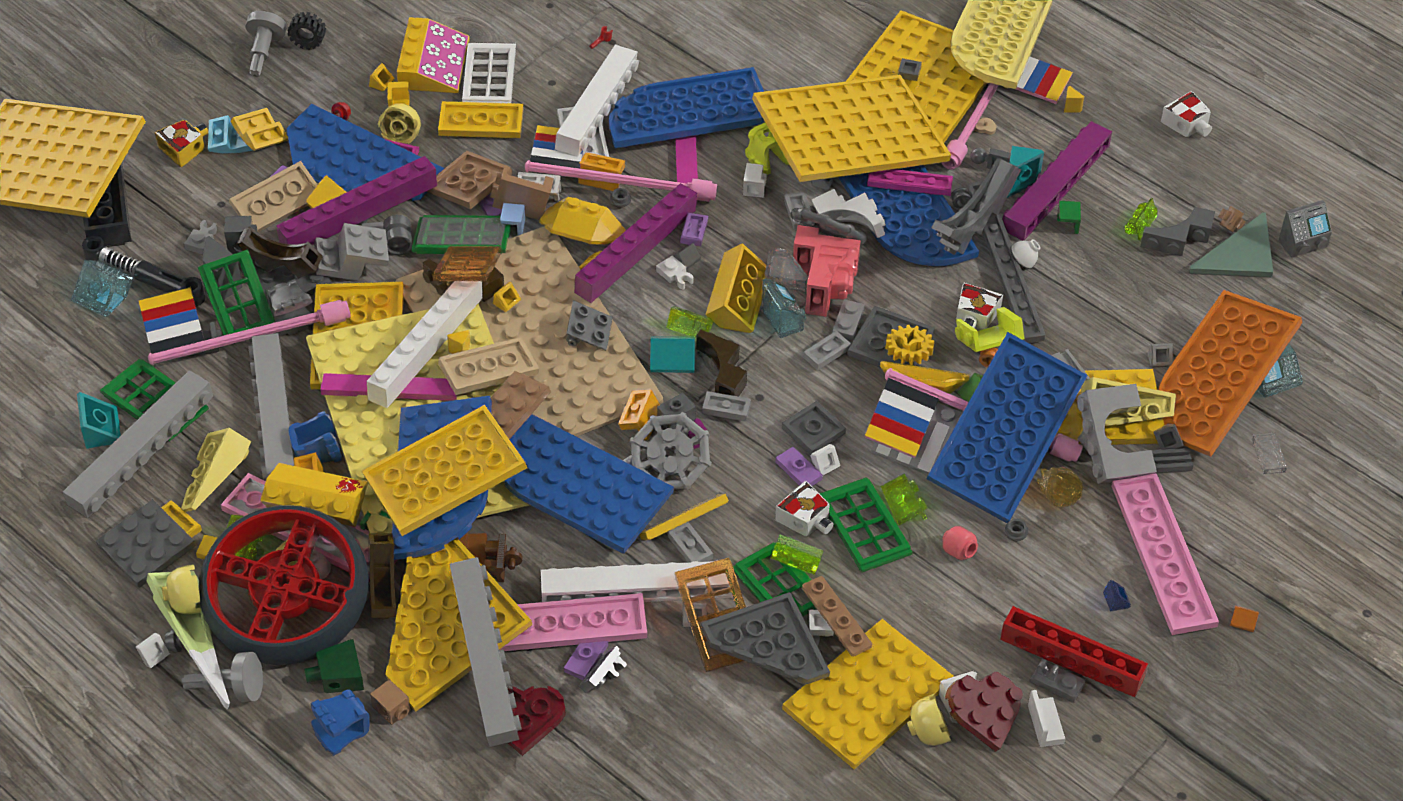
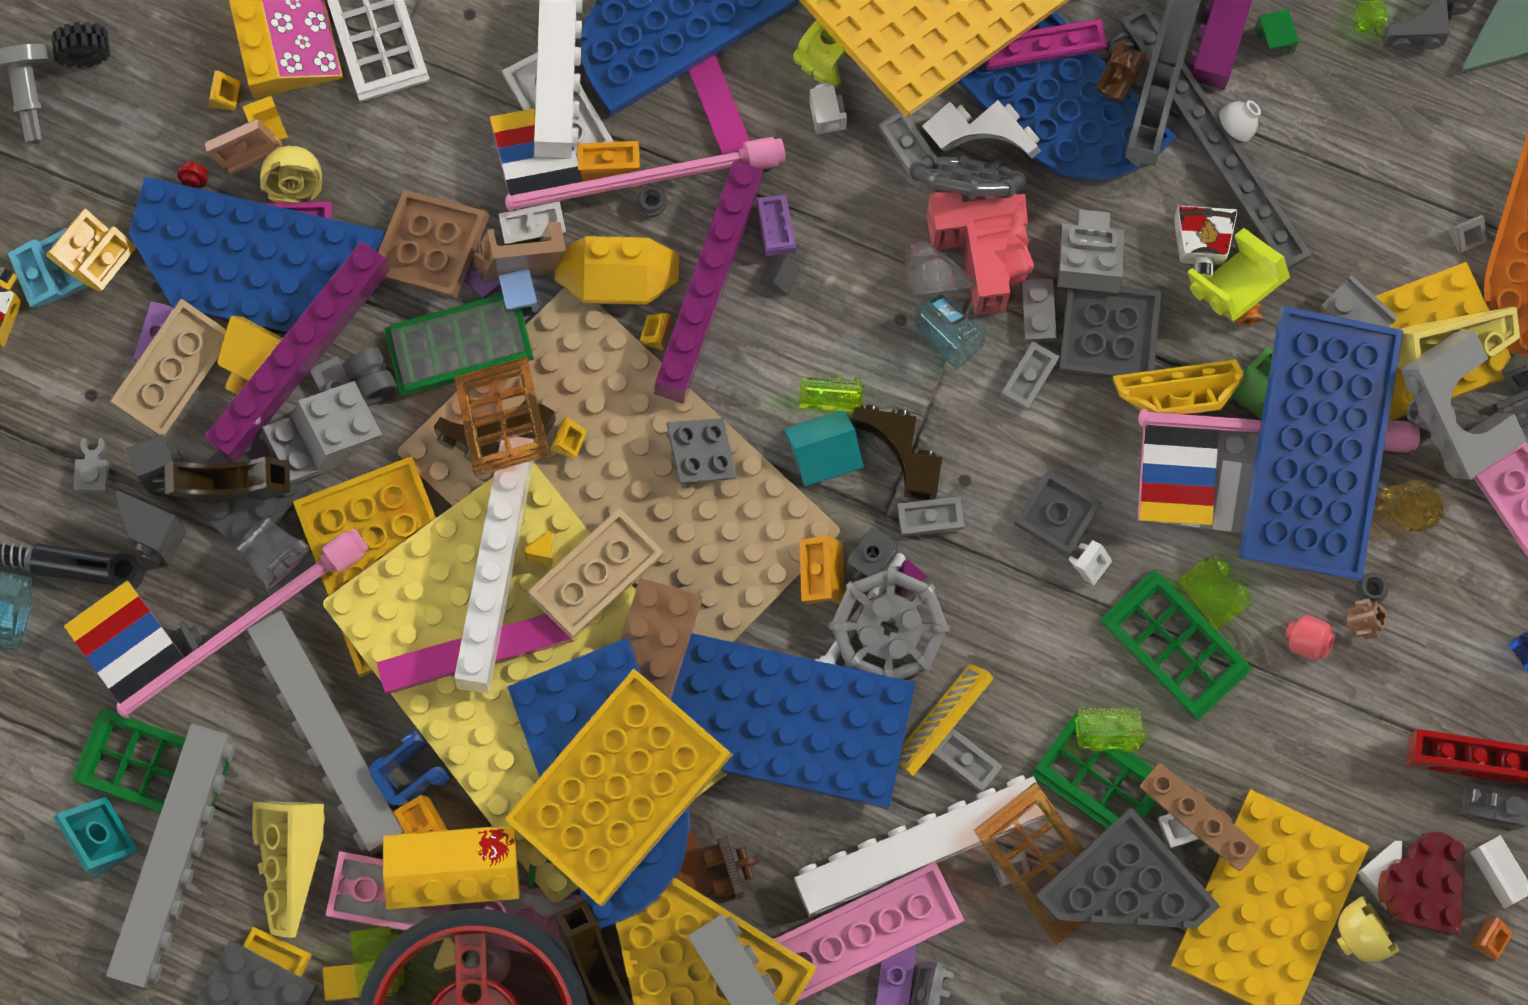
camera: 20 degrees left, 25 degrees up
(255, 287) = (176, 591): green piece -> none
(376, 99) = (242, 146): none -> nougat plate
(480, 119) = (399, 123): yellow plate -> none
(674, 270) = (772, 304): white plate -> none
(737, 290) = (875, 314): yellow slope -> none
(798, 467) = (1060, 584): medium lavender plate -> none
(804, 511) = (1096, 655): torso -> none
(895, 294) = (1091, 253): none -> light grey piece
(909, 344) = (1156, 337): yellow gear -> none
(951, 203) = (1120, 73): none -> reddish brown hips
(1004, 542) = (1366, 619): none -> medium nougat gear
(1024, 758) = (1492, 938): none -> orange slope

